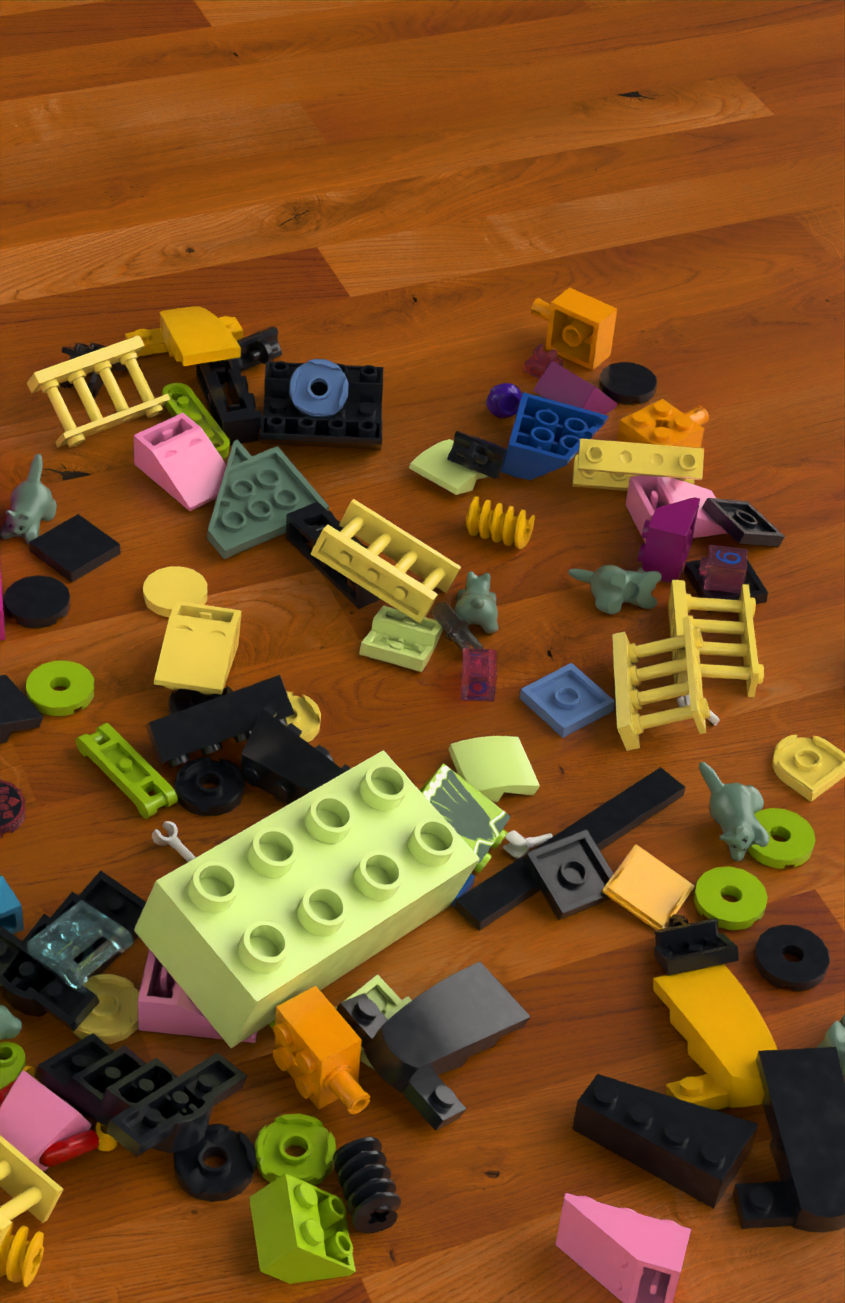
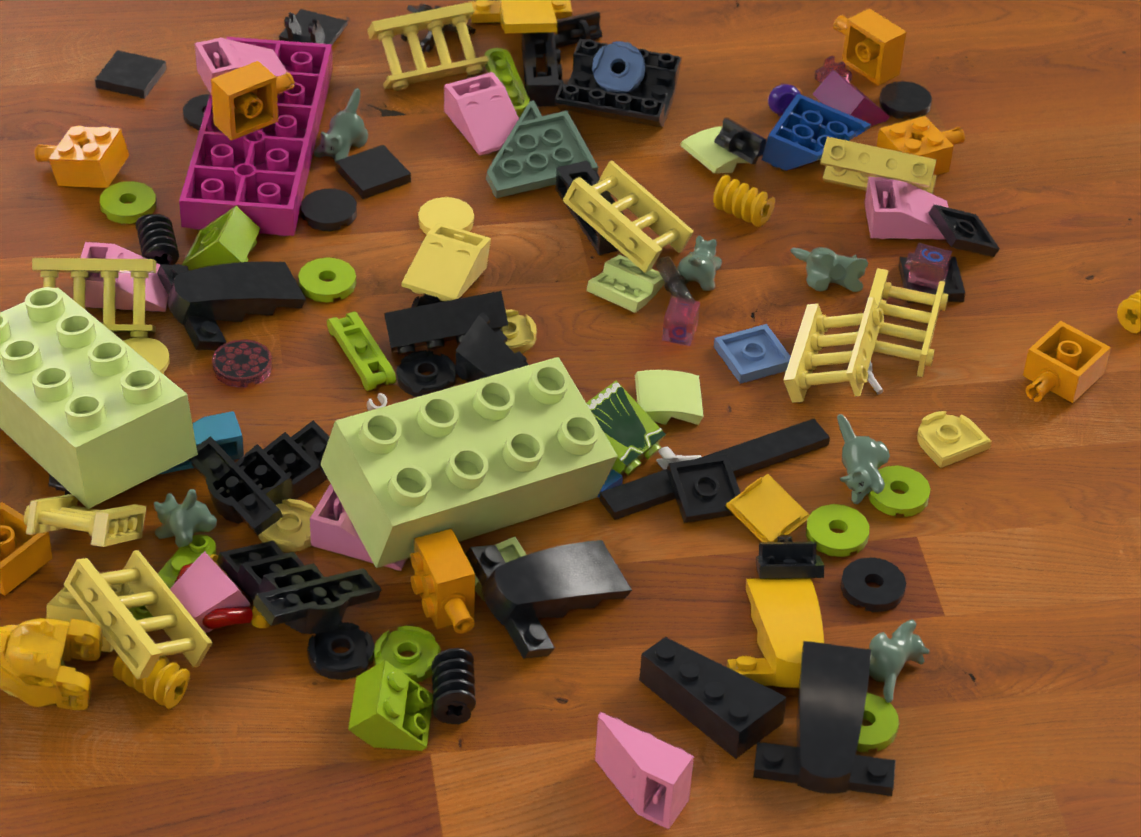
camera: 15 degrees right, 0 degrees up
(71, 935) = (272, 461): clear light blue plate -> none
(669, 538) = (888, 233): magenta slope -> none

